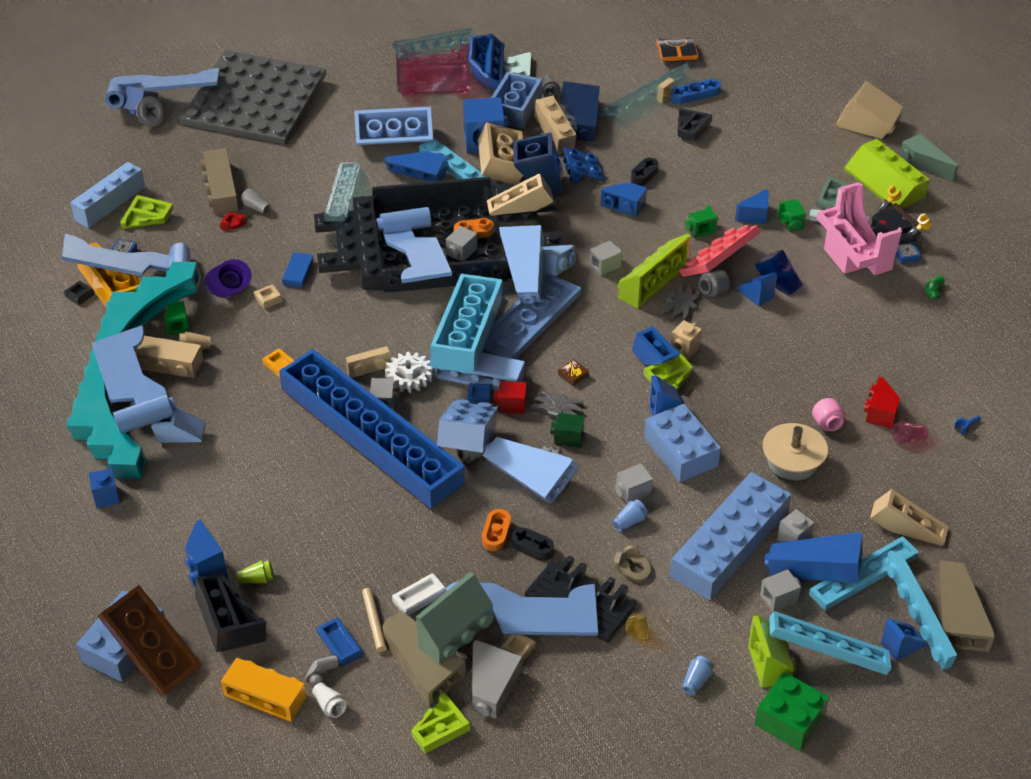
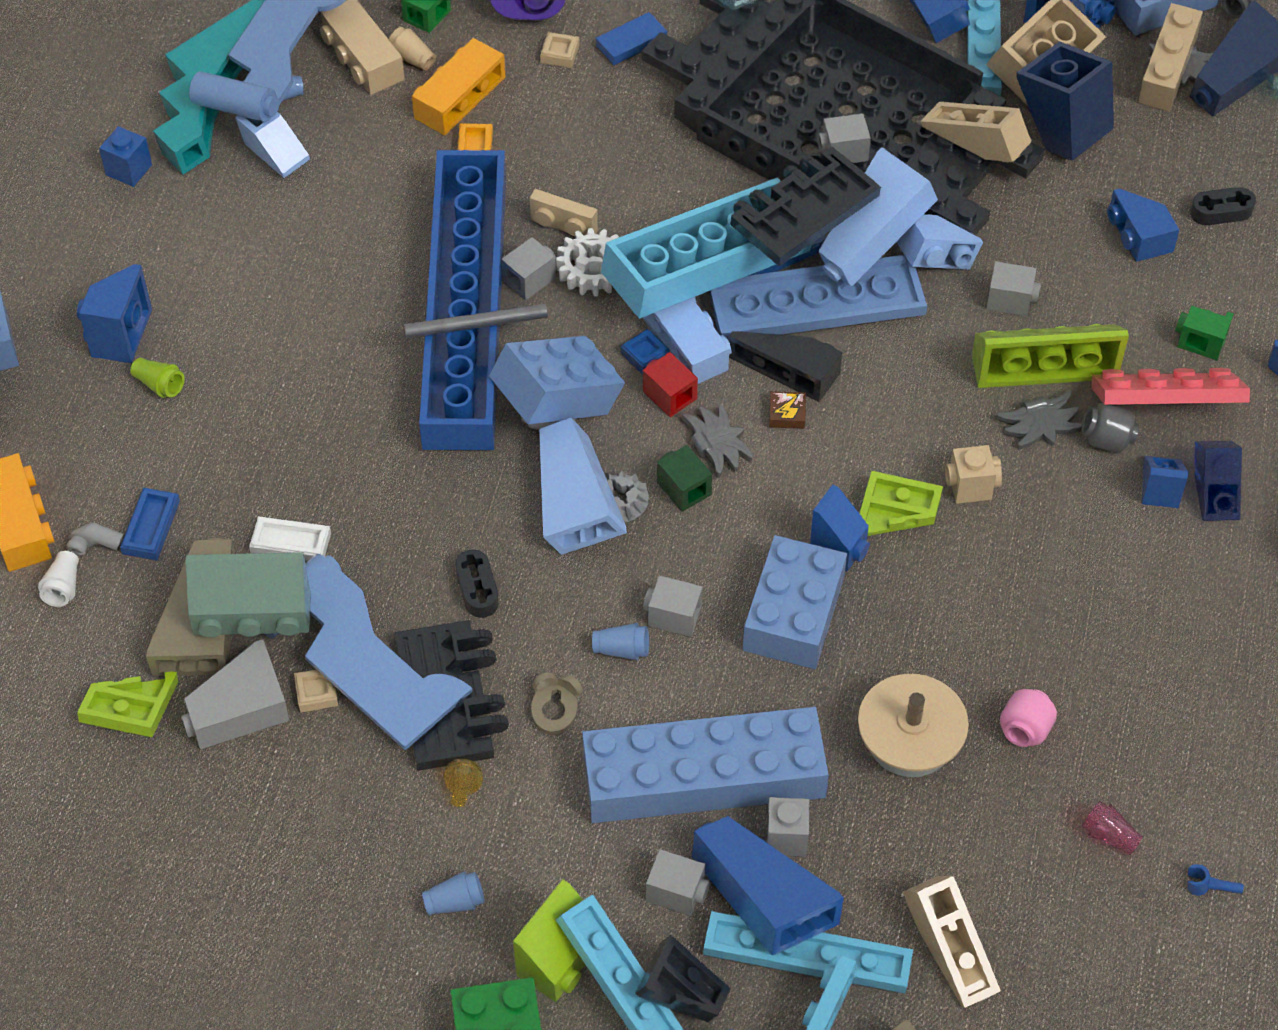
camera: 45 degrees right, 10 degrees up
(226, 615) = (68, 396): black wedge -> none
(240, 342) = (458, 86): none -> light orange brick
(374, 620) = (218, 520): tan bar -> none
(399, 428) = (476, 320): none -> flat silver bar
(423, 253) = (783, 108): medium blue door -> none
(483, 226) = (893, 131): orange plate -> none
(494, 531) = (454, 534): orange plate -> none
(497, 272) = (804, 205): none -> black hinge
(551, 350) = (790, 360): none -> black slope
(581, 164) = (1146, 140): blue hinge -> none
(653, 348) = (910, 451): blue slope -> none
(839, 622) = (682, 982): none -> black wing
(883, 404) = (1119, 763): red slope -> none

